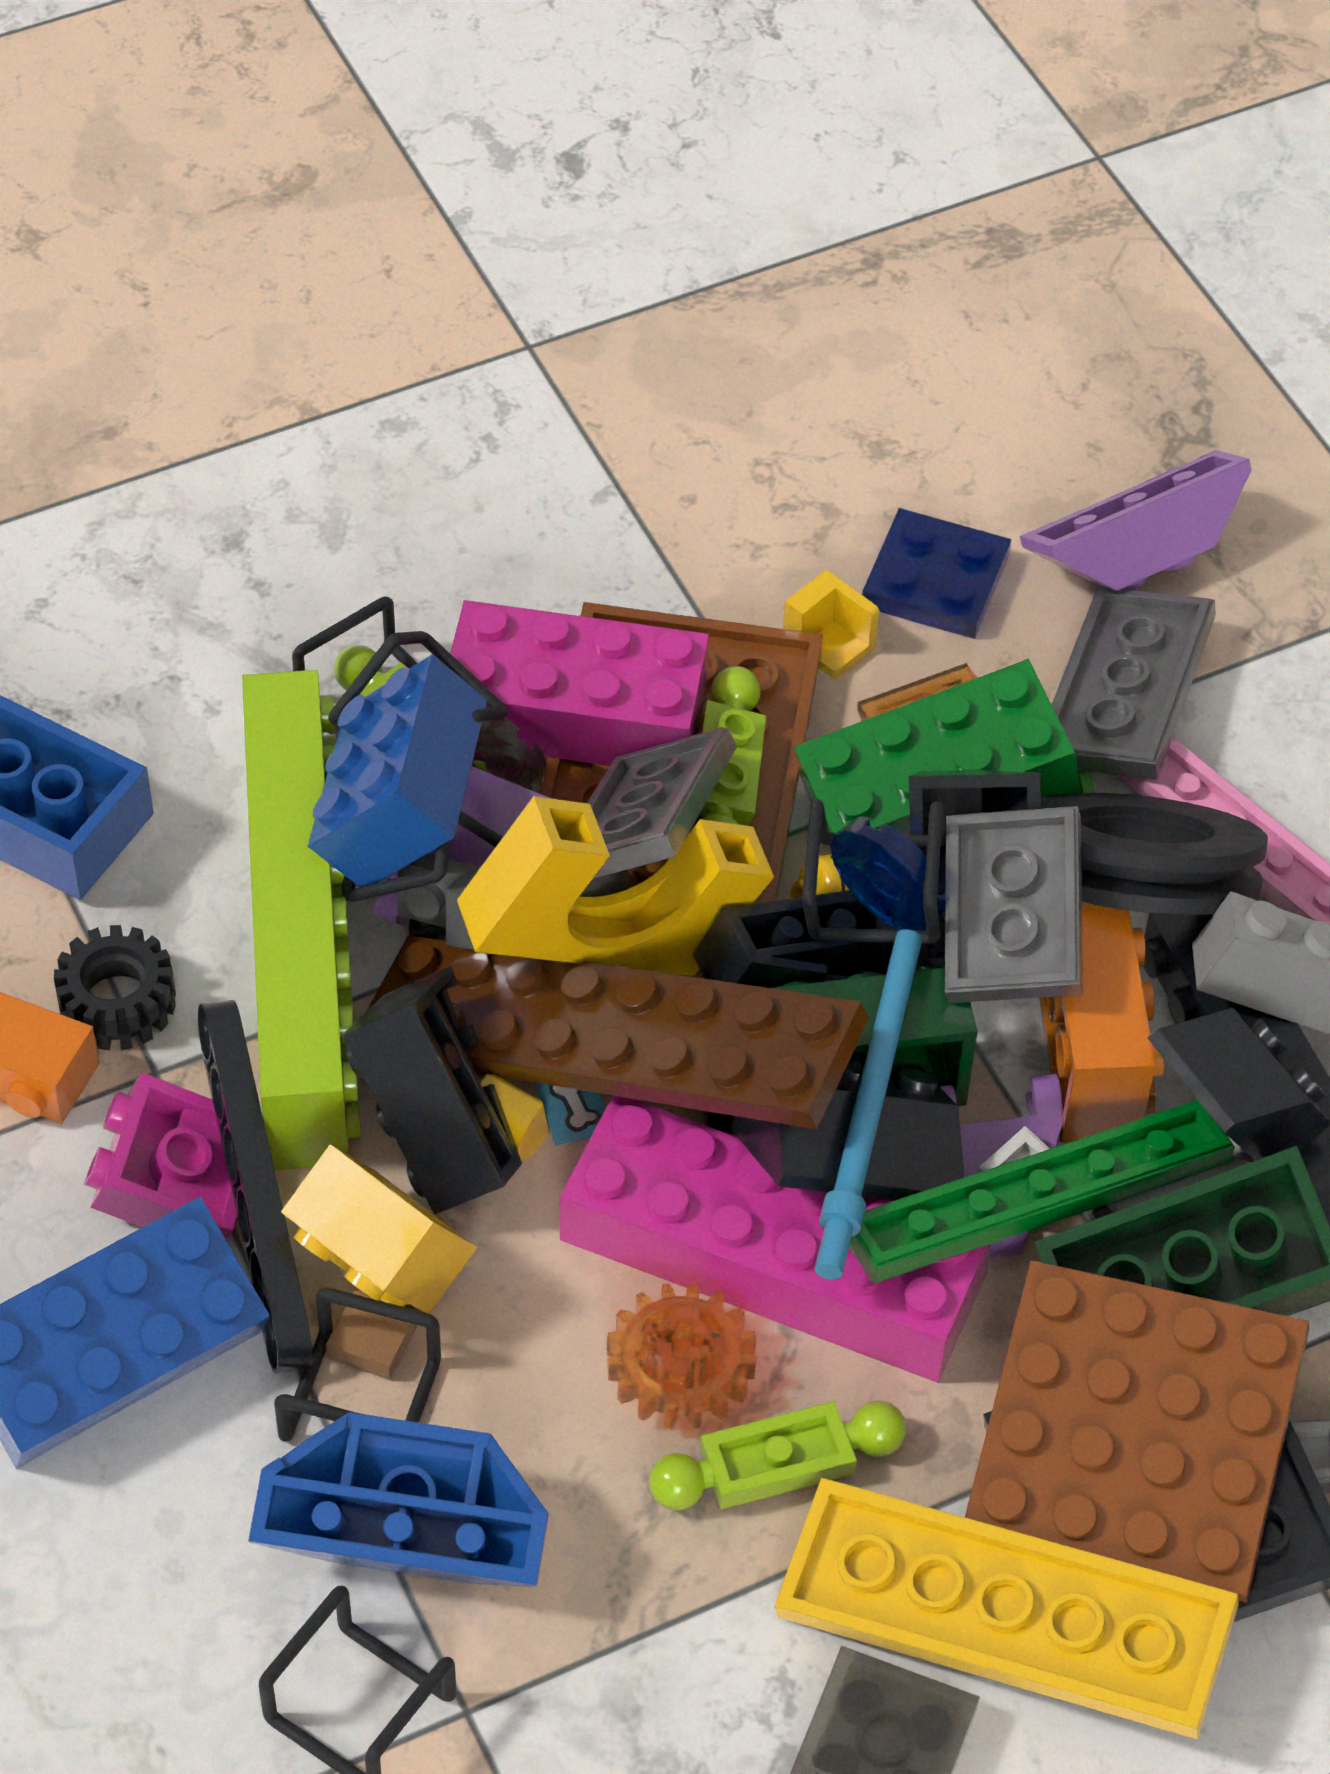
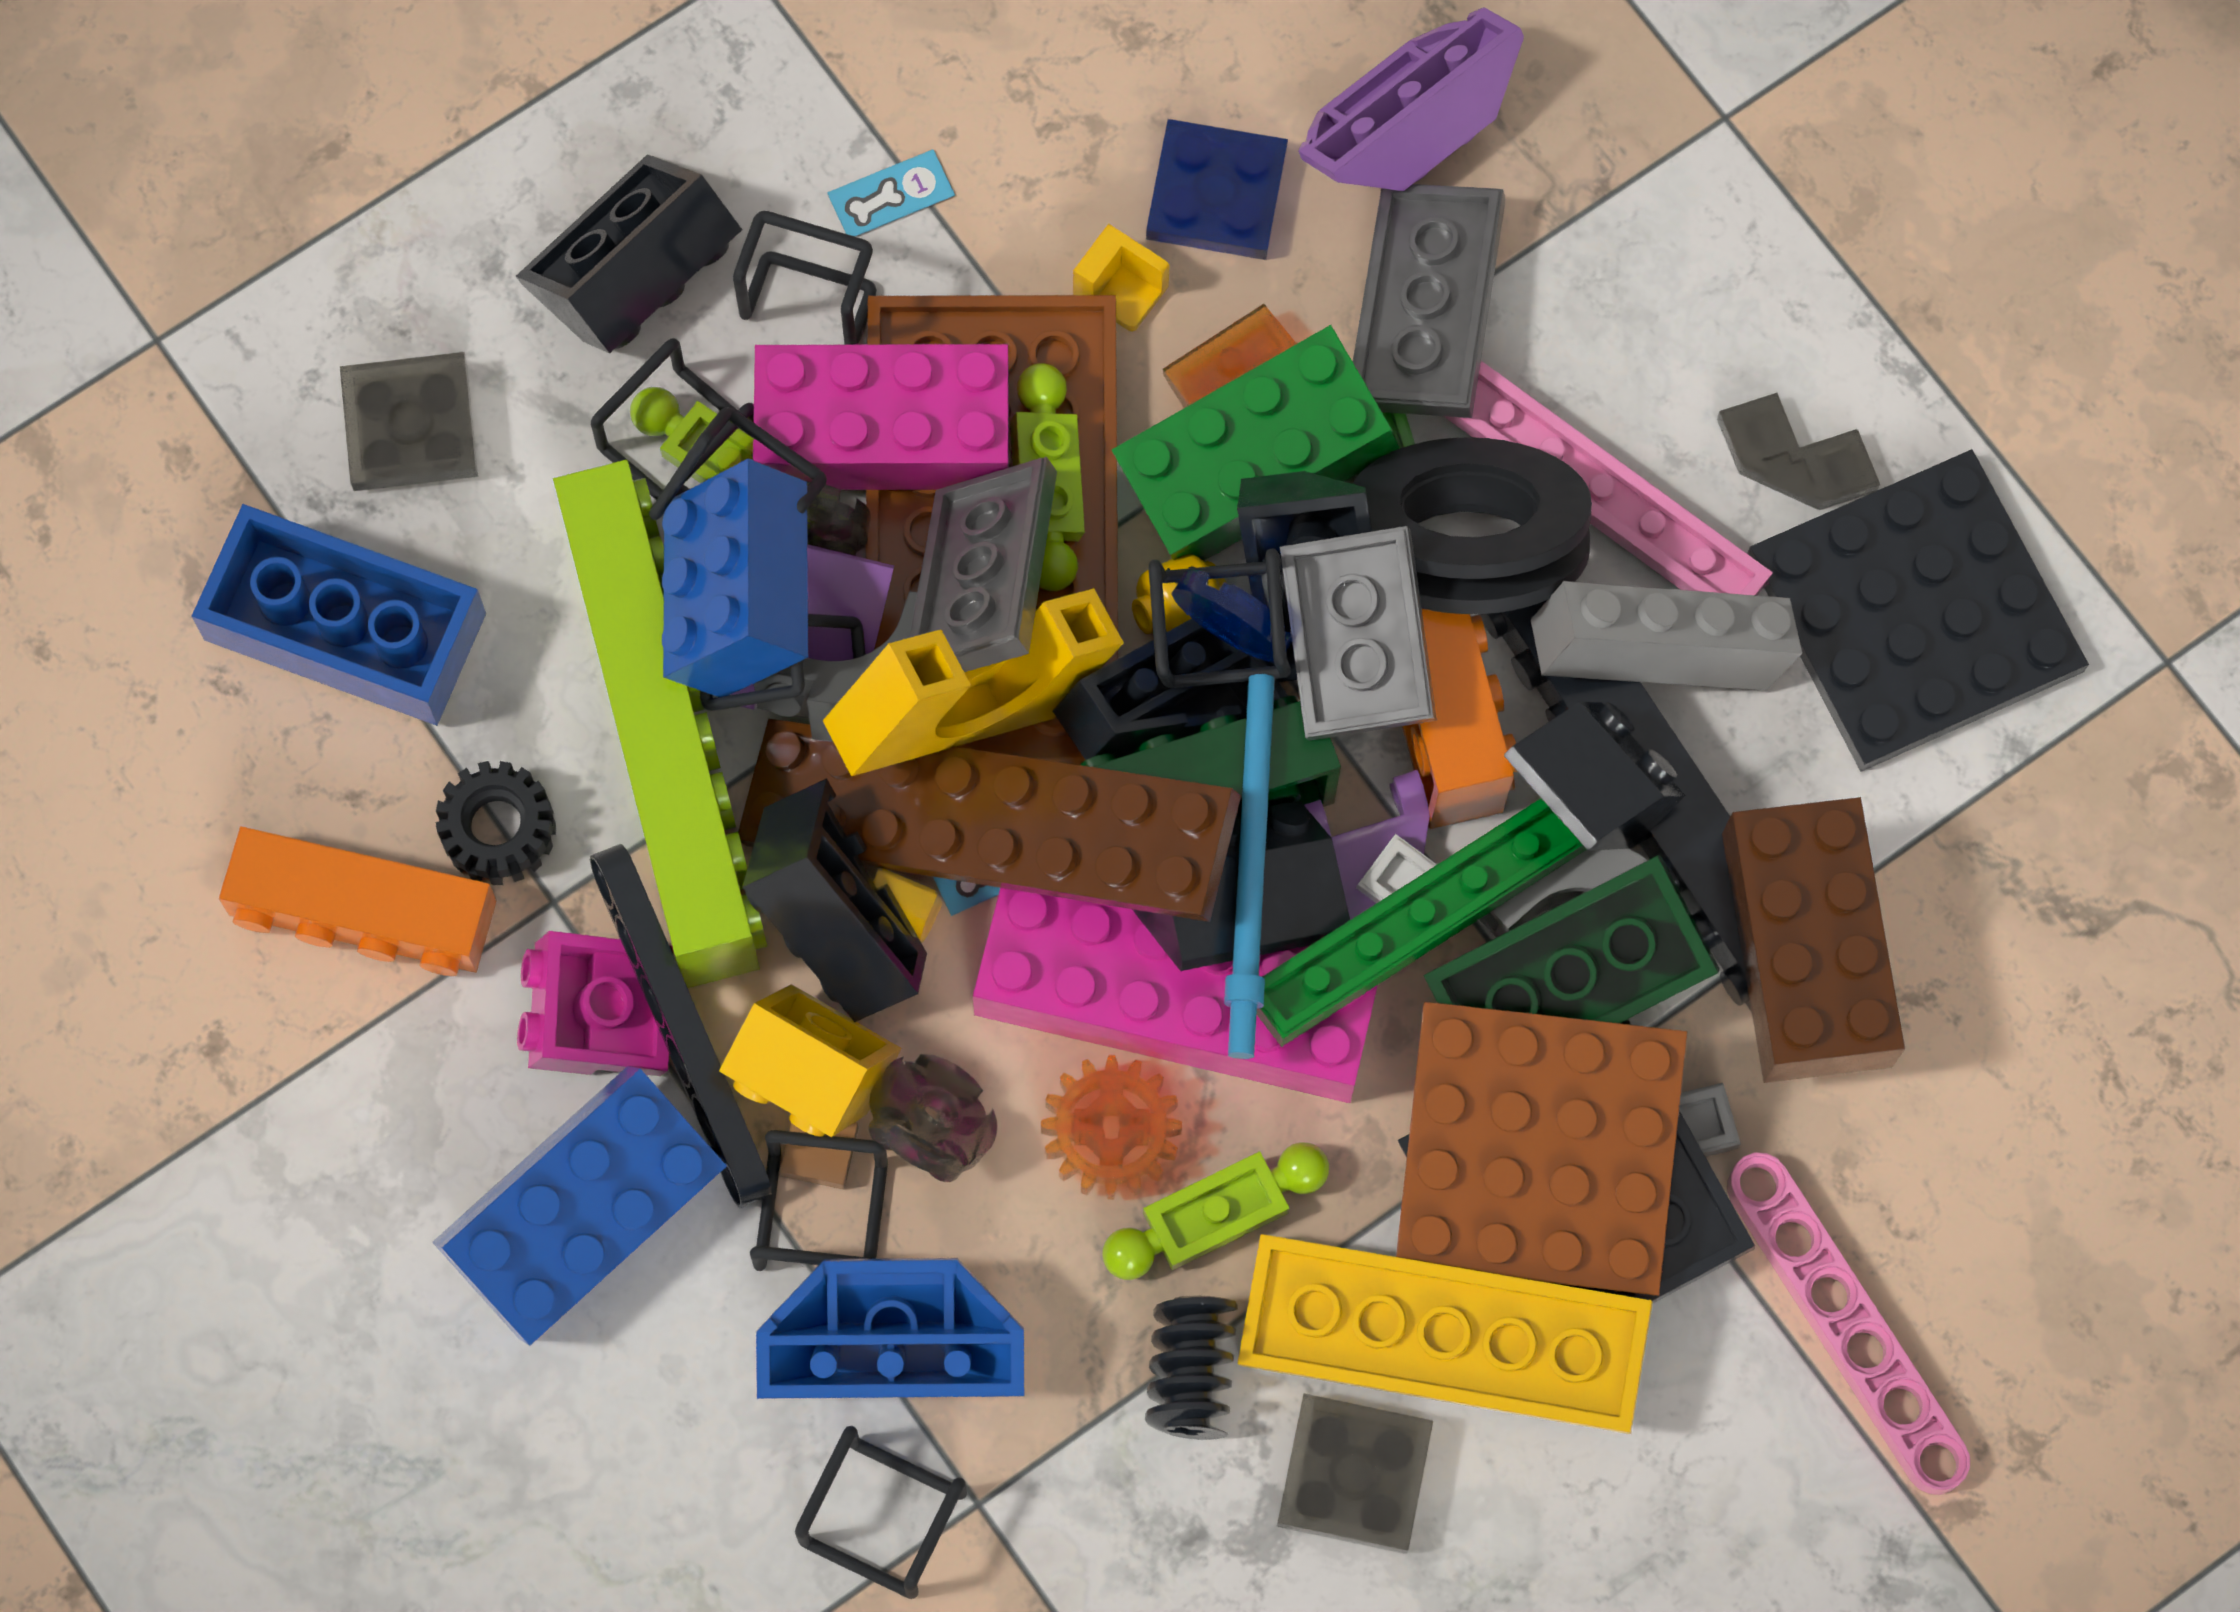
camera: 10 degrees left, 20 degrees up
(120, 644) = (408, 421): none -> clear smoke plate
(368, 541) = (631, 252): none -> black slope
(494, 1308) = (938, 1145): none -> clear smoke plate
(554, 590) = (747, 299): none -> black piece
(623, 537) = (891, 194): none -> medium azure sticker
(723, 1599) = (1188, 1366): none -> black piece

